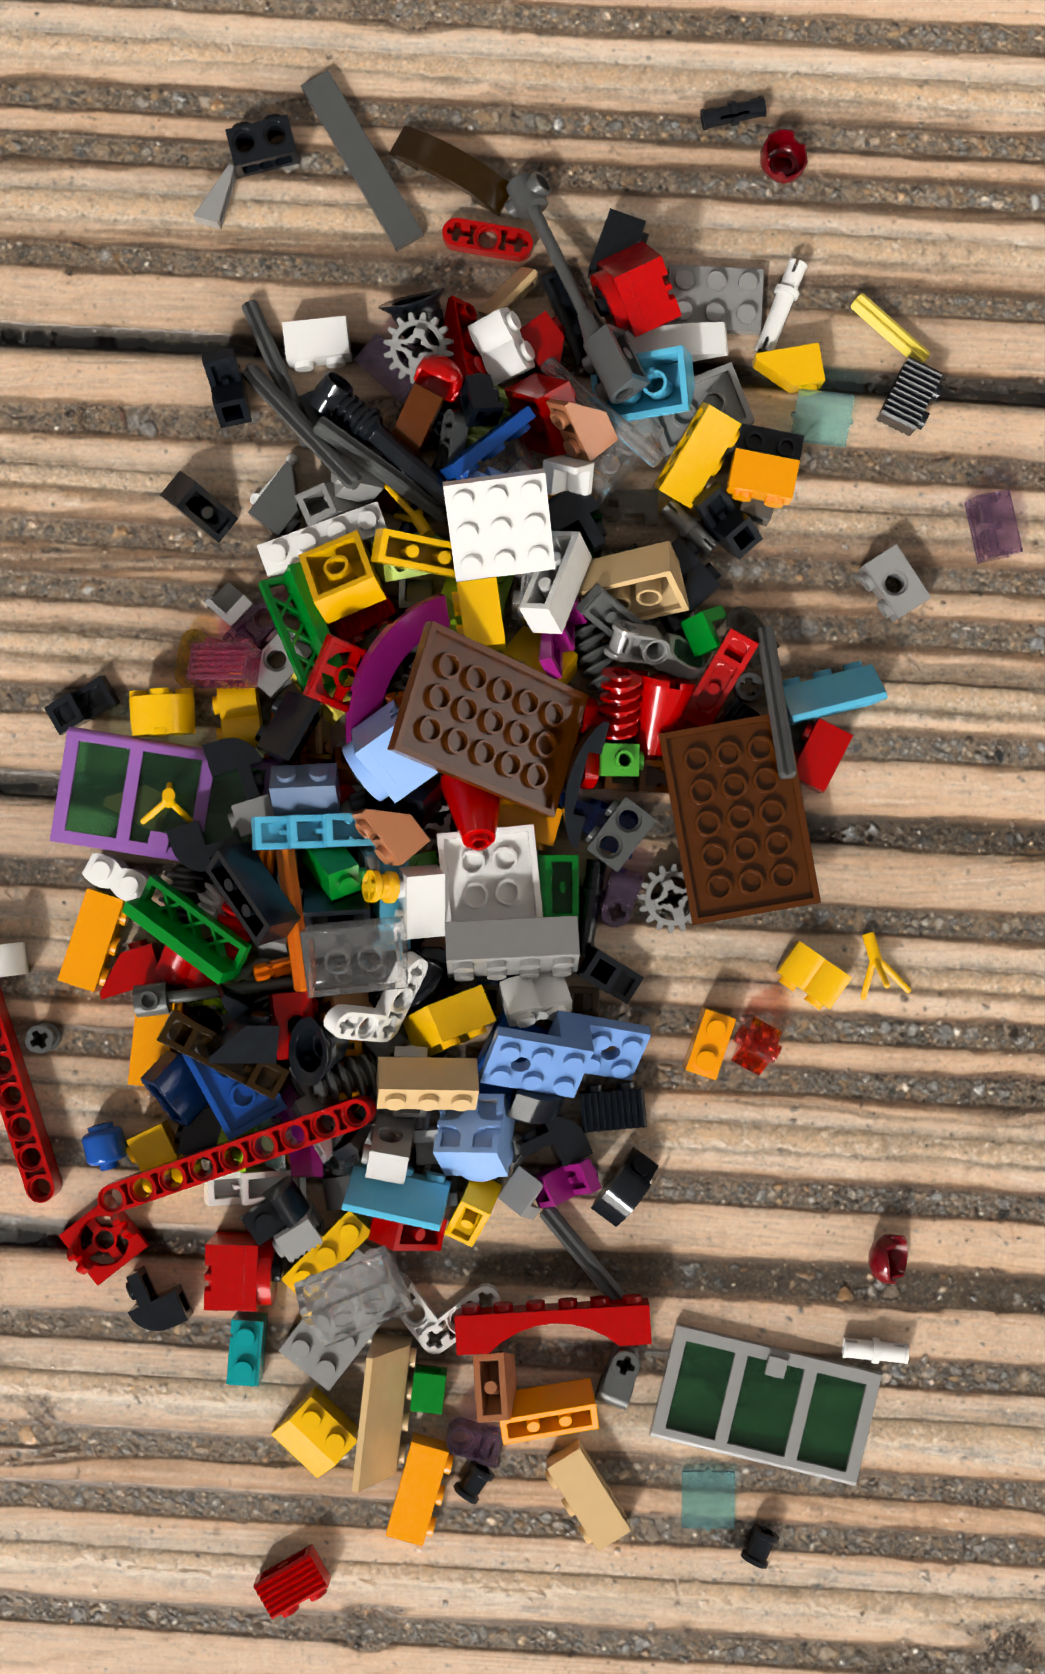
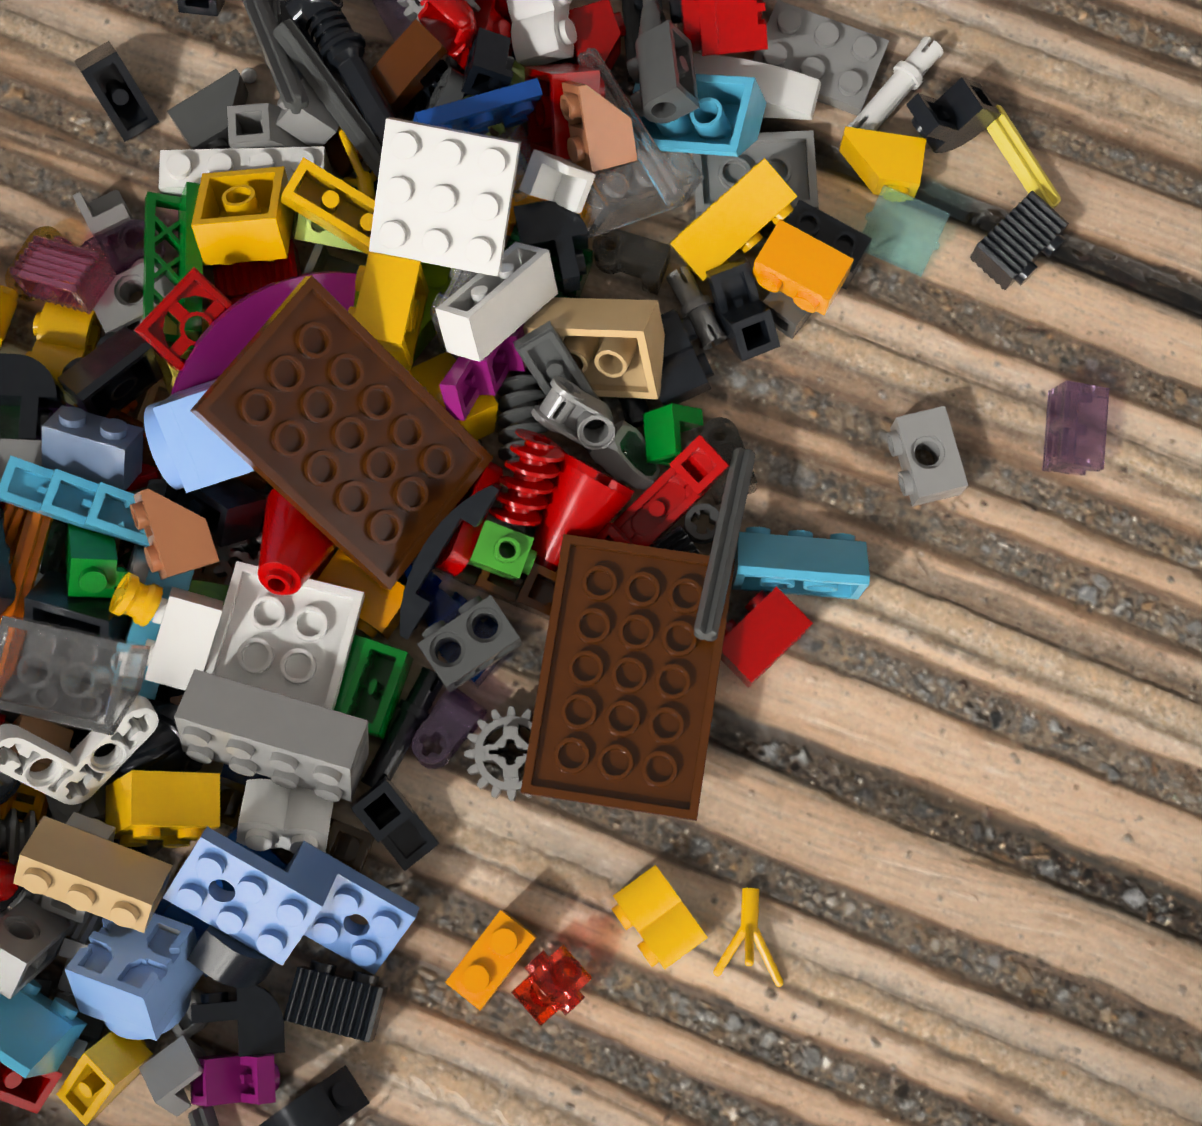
camera: 20 degrees right, 10 degrees down
(832, 315) = (954, 116): none -> black brick

